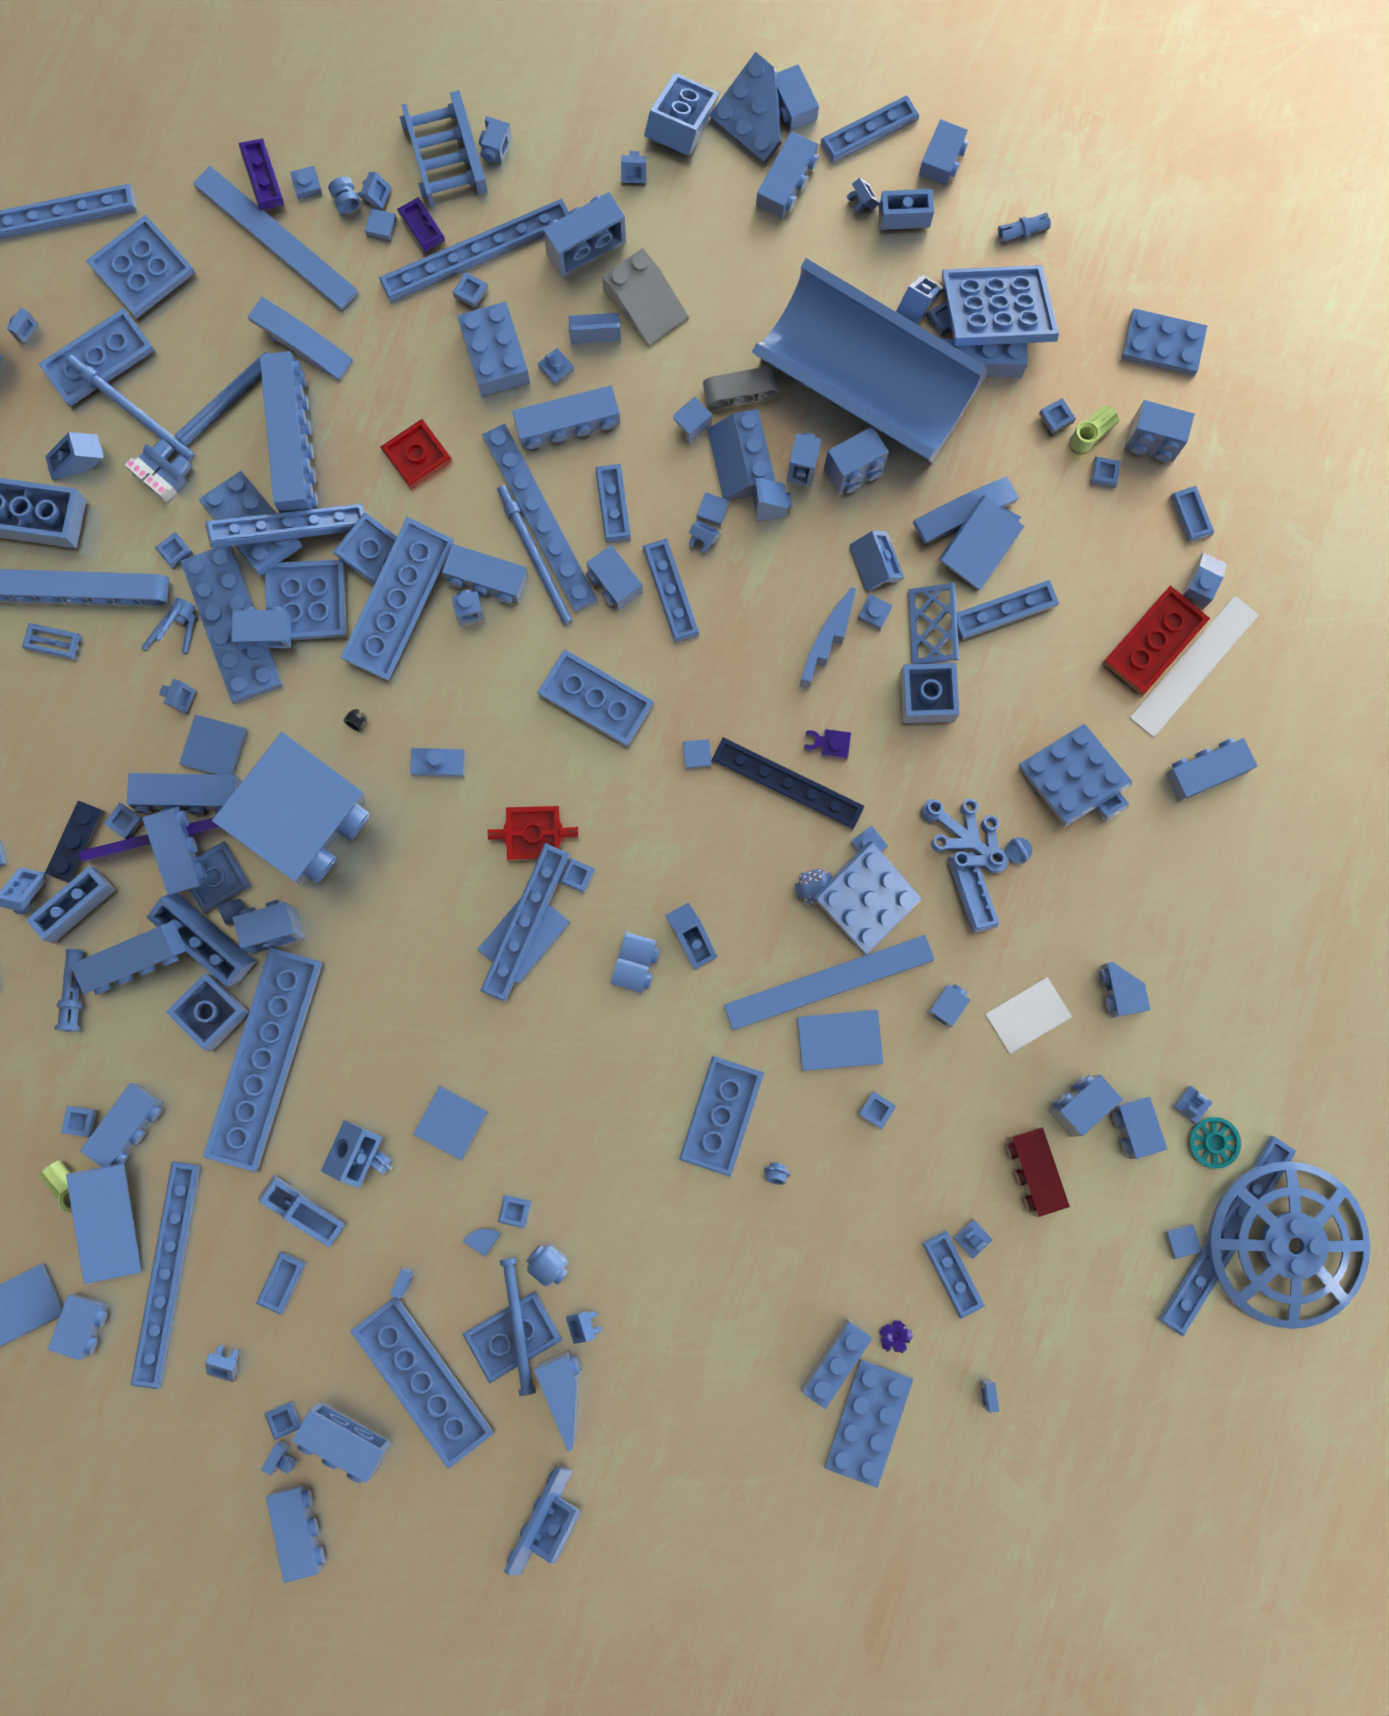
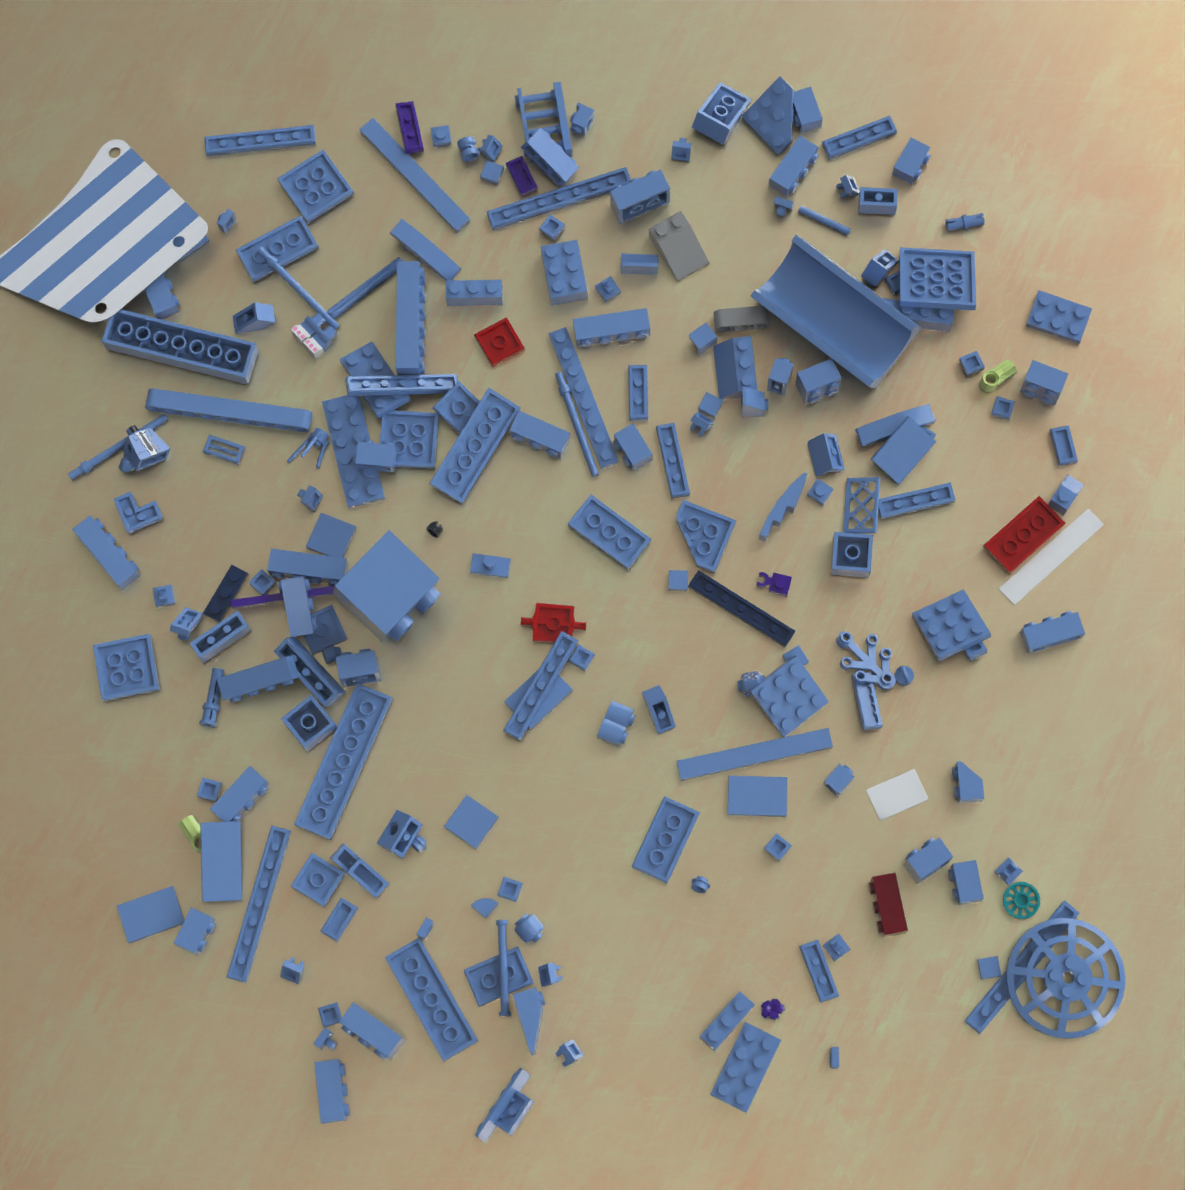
camera: 15 degrees right, 5 degrees down
(173, 550) = (317, 393): medium blue tile -> none
(245, 1231) = (318, 879): none -> medium blue plate
(373, 389) = (474, 292): none -> medium blue brick
(456, 192) = (550, 157): none -> medium blue brick
(467, 607) = (524, 457): medium blue brick -> none
(624, 1433) = (570, 1051): none -> medium blue tile
(726, 686) = (704, 533): none -> medium blue plate
(779, 227) = (783, 205): none -> medium blue tile
(836, 244) = (824, 220): none -> medium blue bar

